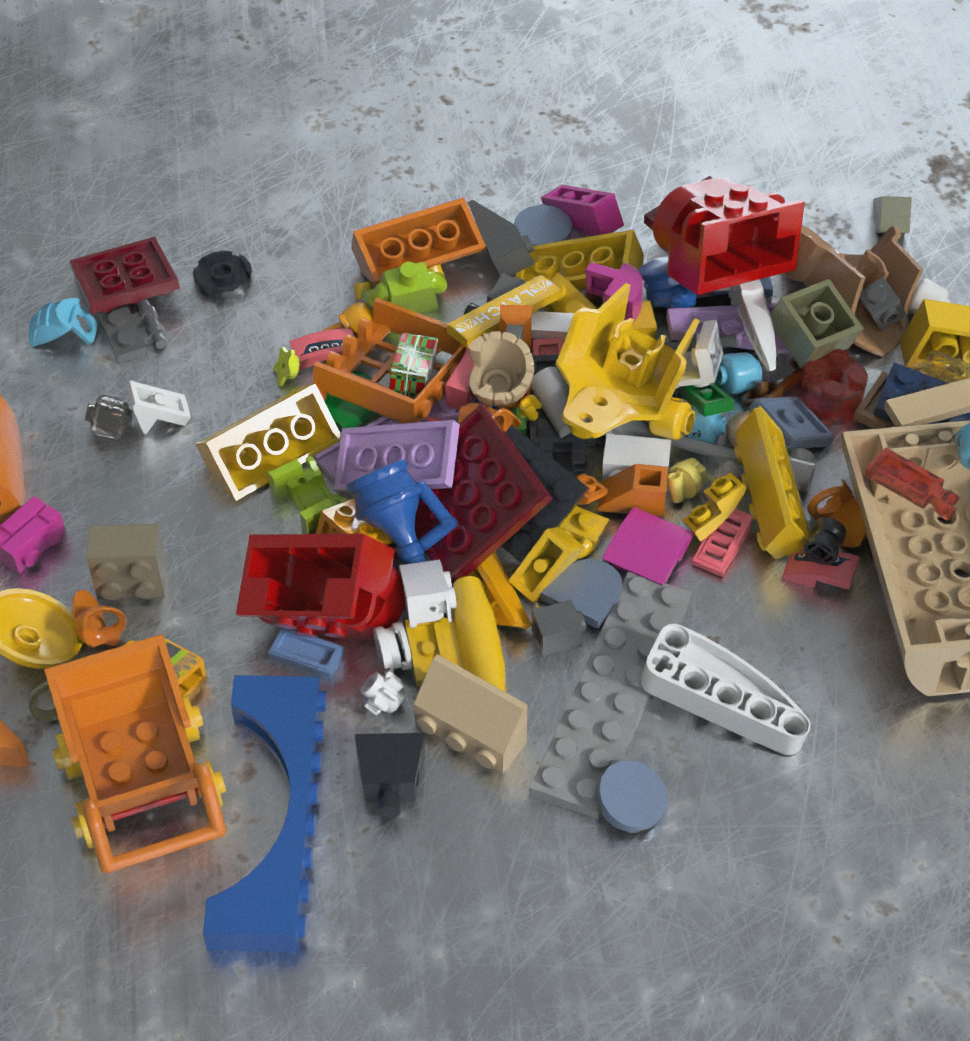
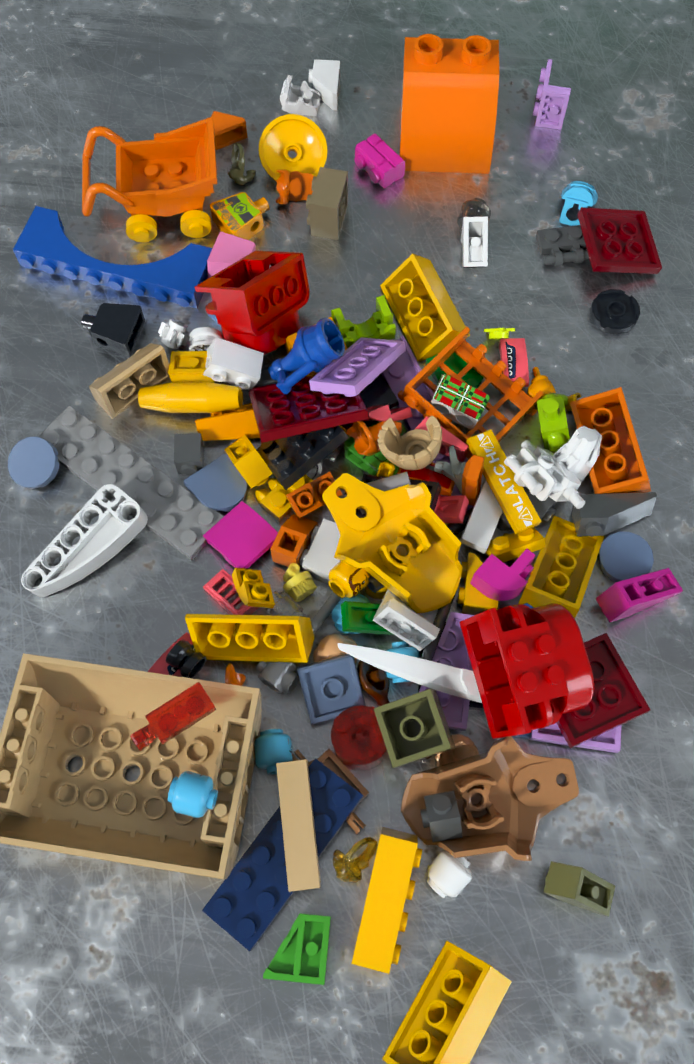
camera: 105 degrees right, 15 degrees up
(237, 651) = (227, 251): none -> bright pink torso
(471, 277) = (557, 473): none -> white piece

